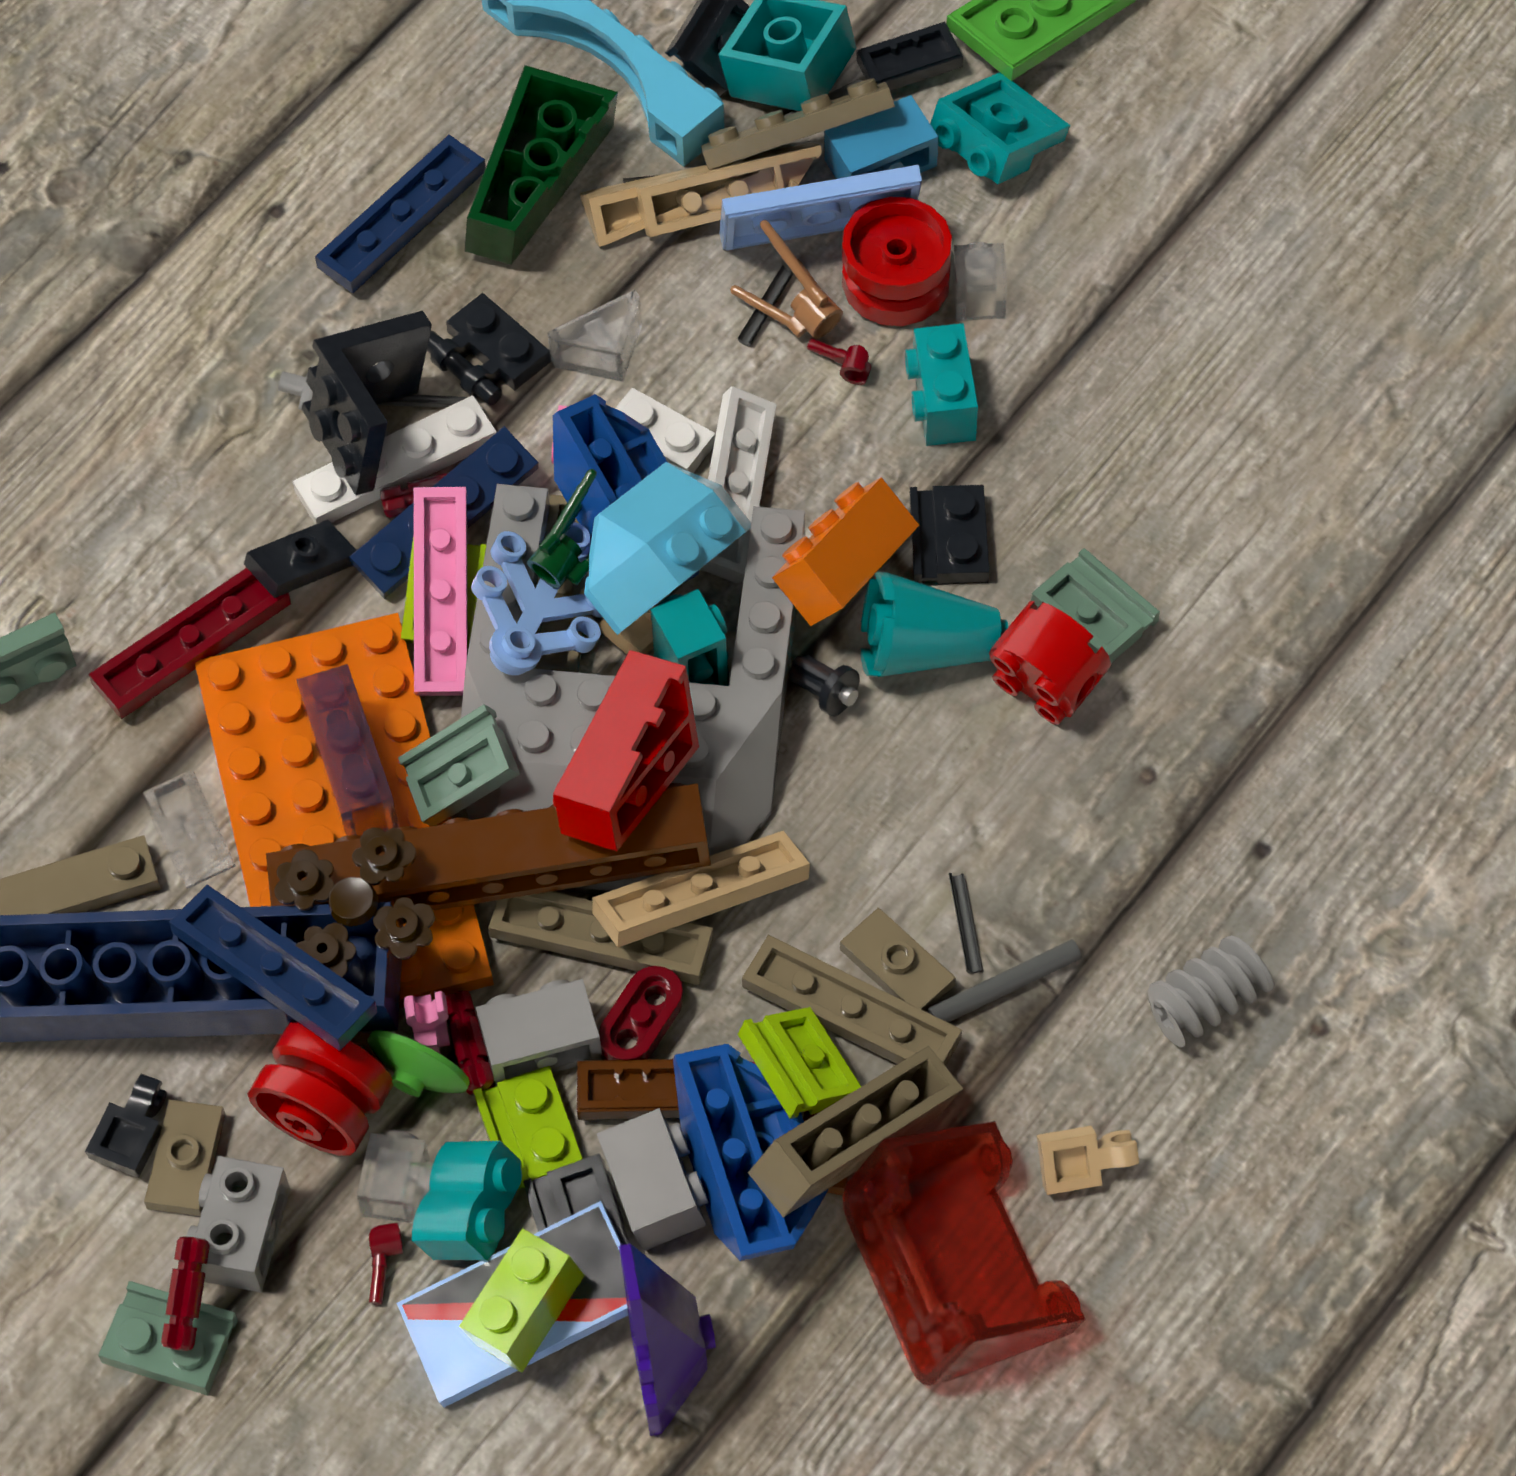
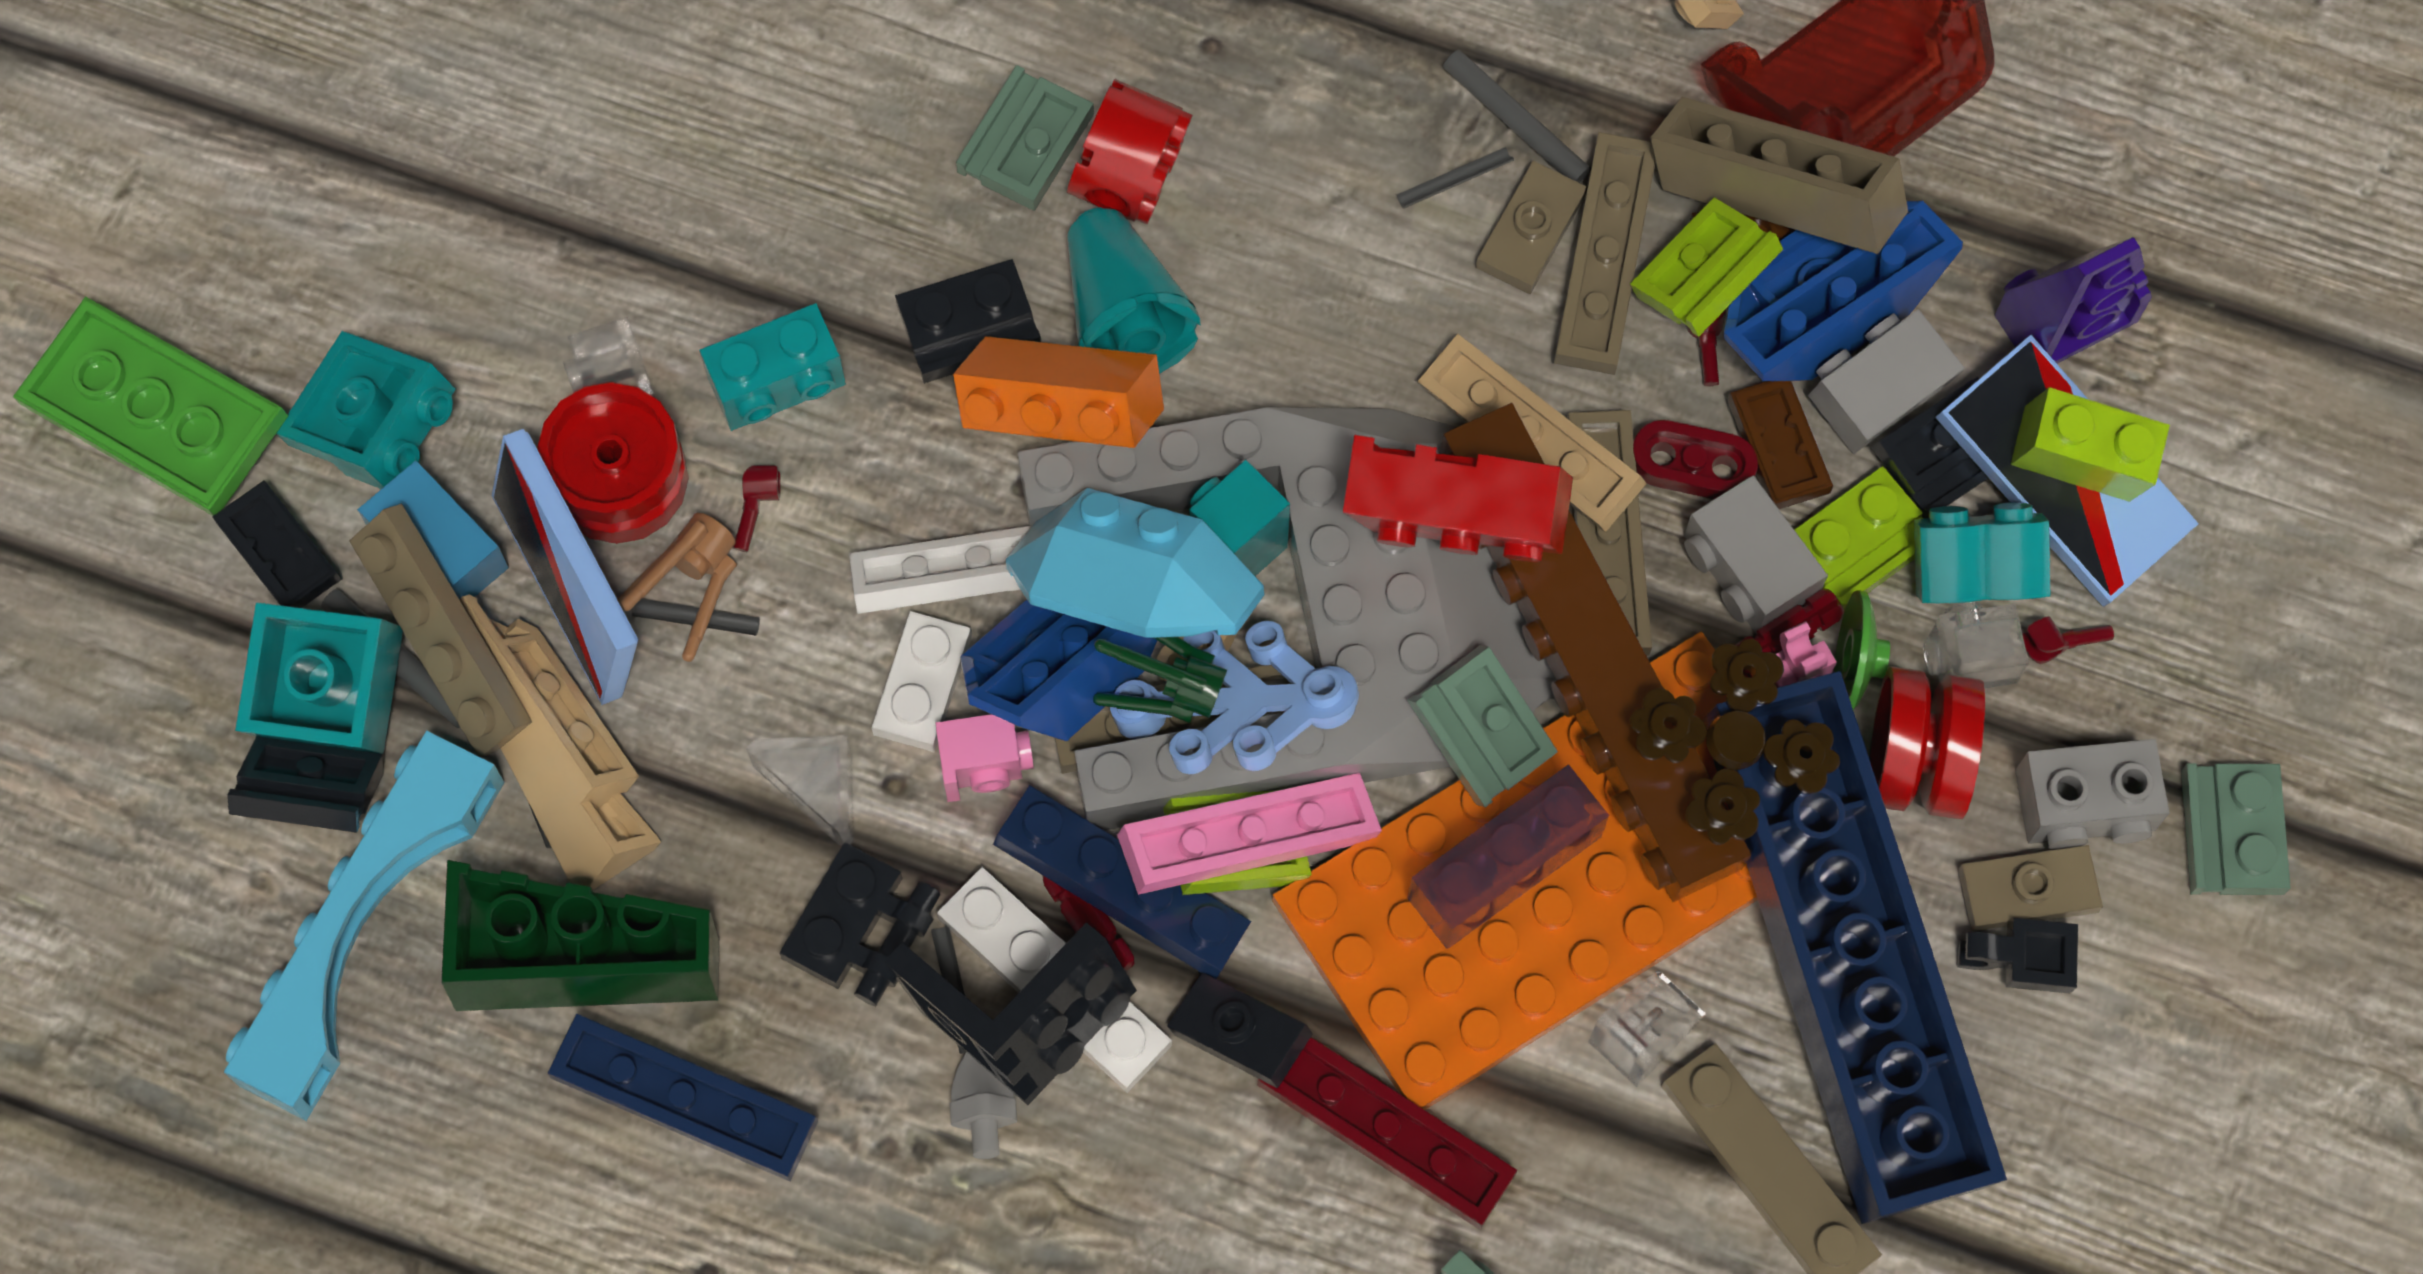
camera: 110 degrees left, 10 degrees up
(185, 1293) = (2211, 796): dark red axle -> none
(273, 967) = (1848, 797): dark blue plate -> none
(834, 688) = (1216, 384): black piece -> none

